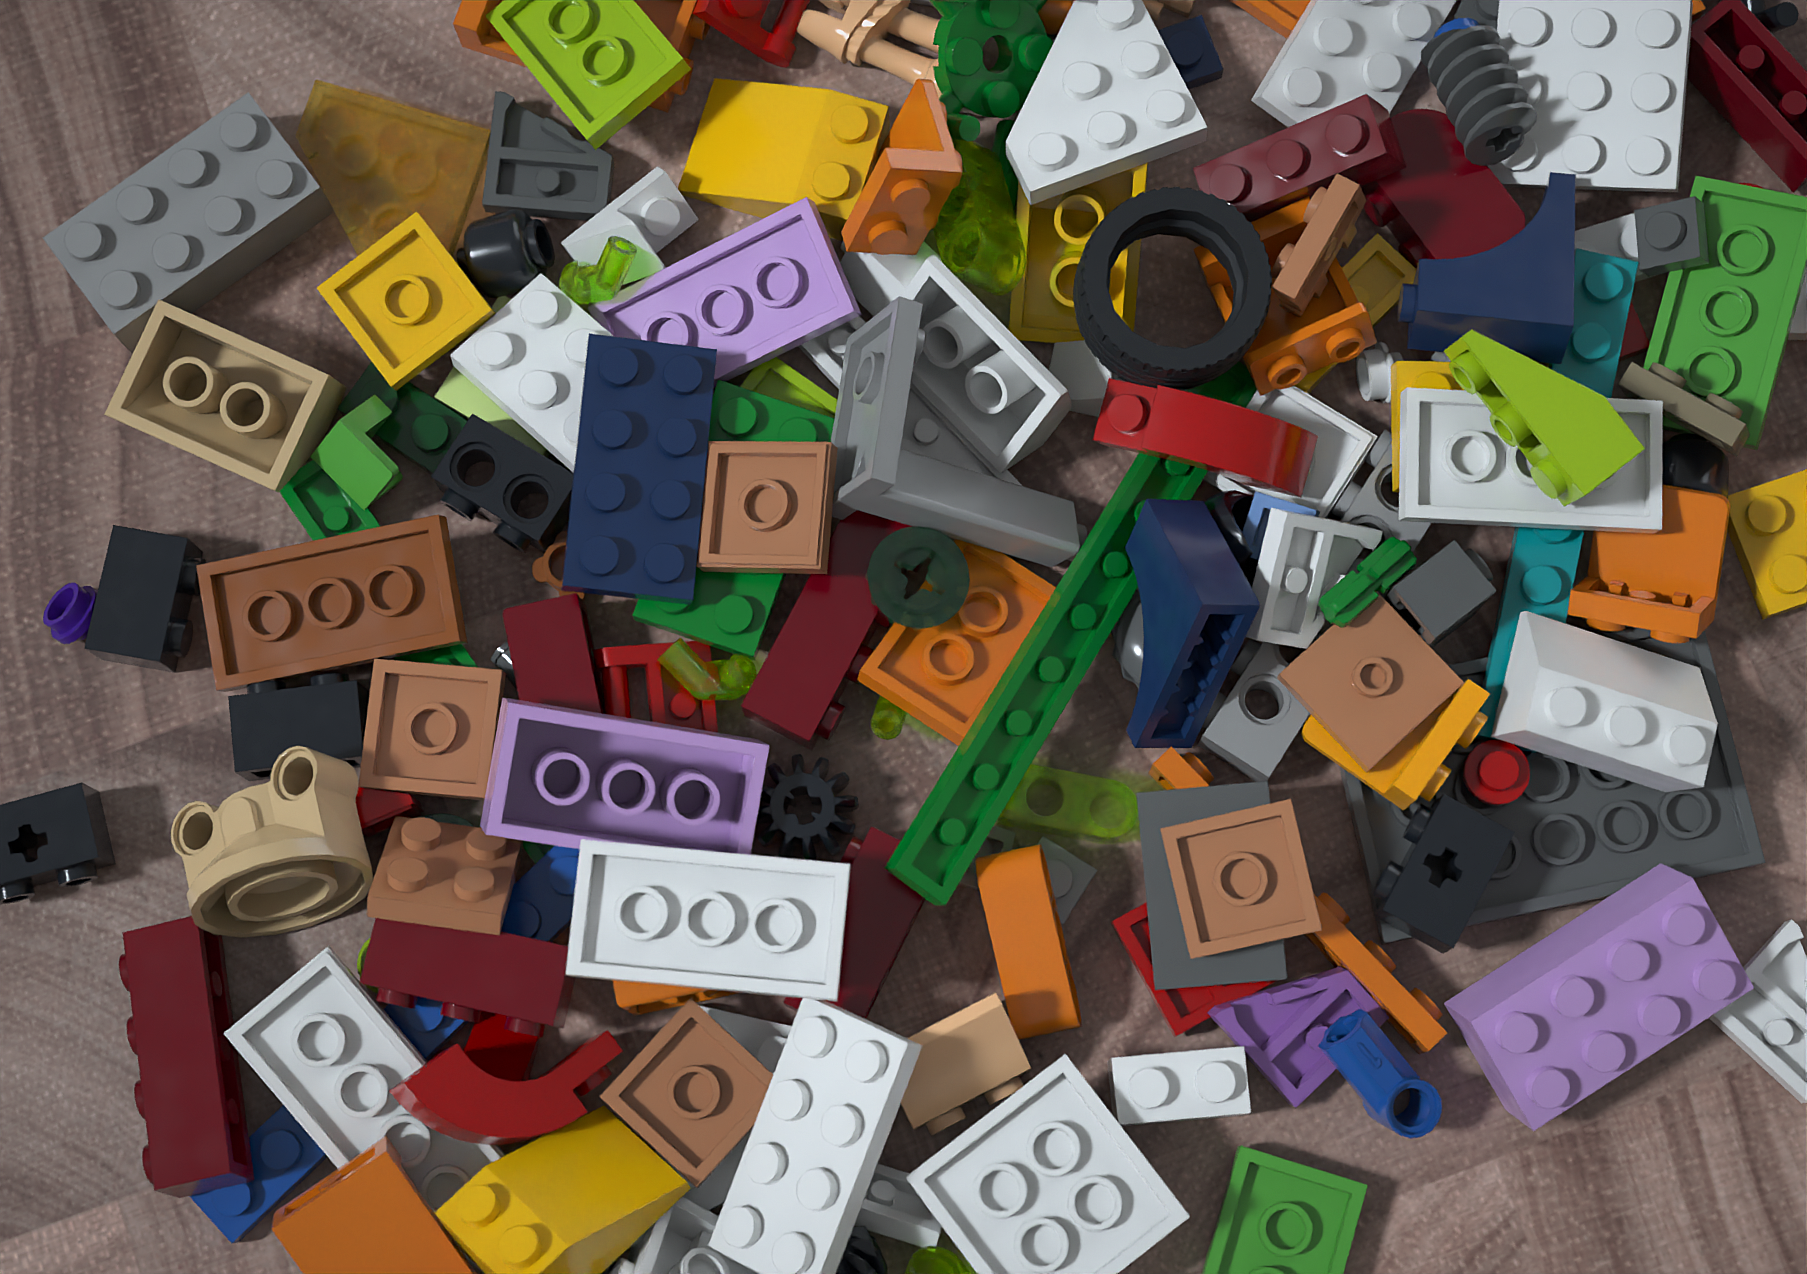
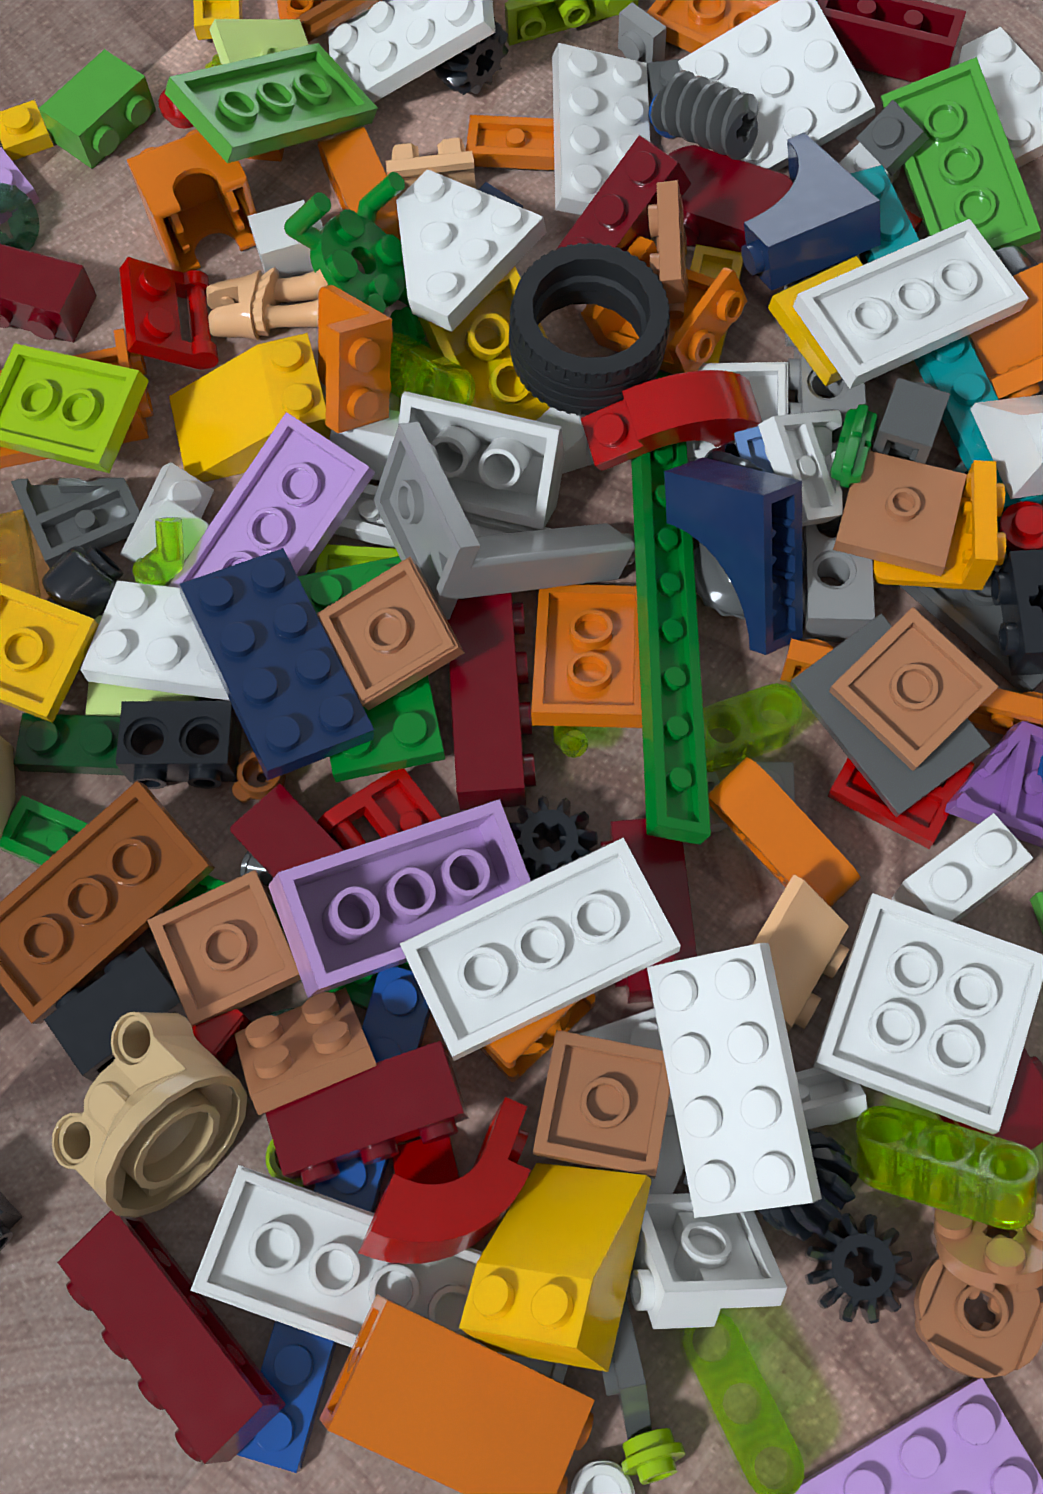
camera: 30 degrees left, 10 degrees down
(355, 459) = (48, 783): bright green panel -> none
(709, 678) = (421, 788): clear neon green arm -> none
(946, 573) = (550, 613): clear green gear -> none
(1374, 372) = (757, 331): white plate -> none
(1555, 422) = (909, 255): lime slope -> none
(1710, 419) = (1000, 225): dark tan plate -> none

